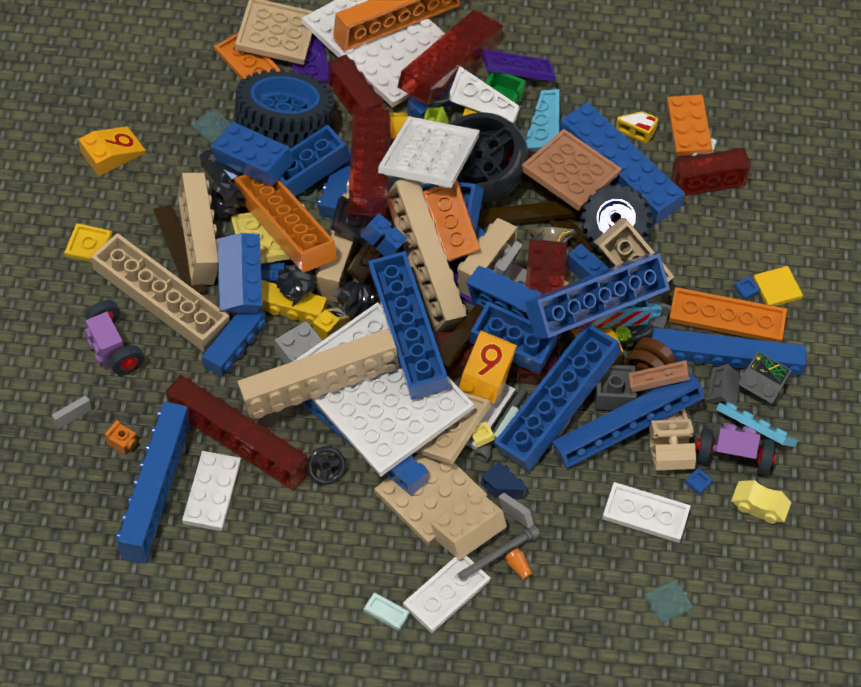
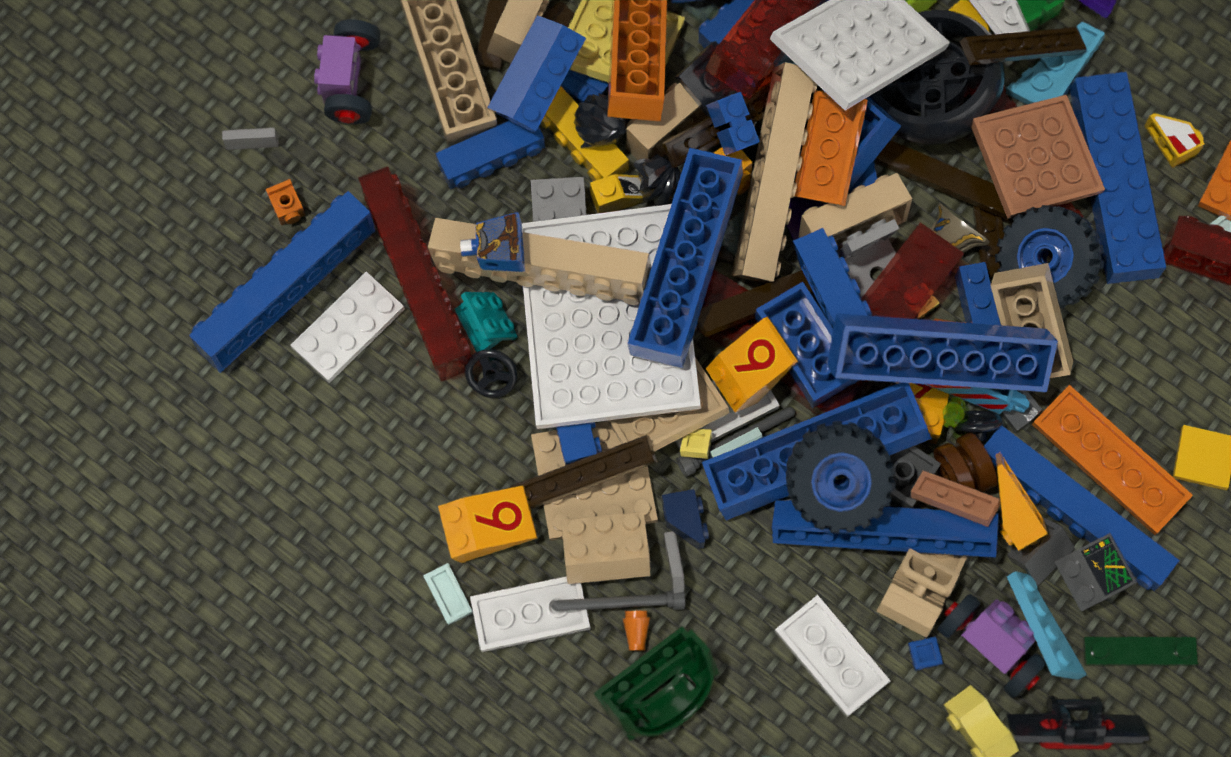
camera: 35 degrees right, 15 degrees up
(291, 371) = (497, 244): none -> torso
(300, 436) = (484, 319): none -> teal bracket
(384, 552) = (487, 523): none -> light orange slope
(423, 492) = (589, 471): none -> dark brown tile
(522, 112) = (1023, 45): none -> dark brown tile
(573, 590) = (672, 705): none -> dark green piece
(587, 395) = (846, 501): none -> black wheel
(701, 366) = (1020, 517): none -> light orange slope
(746, 288) = (1163, 436): blue tile -> none
(808, 476) = (1058, 731): none -> black piece
(818, 410) = (1140, 651): none -> dark green plate

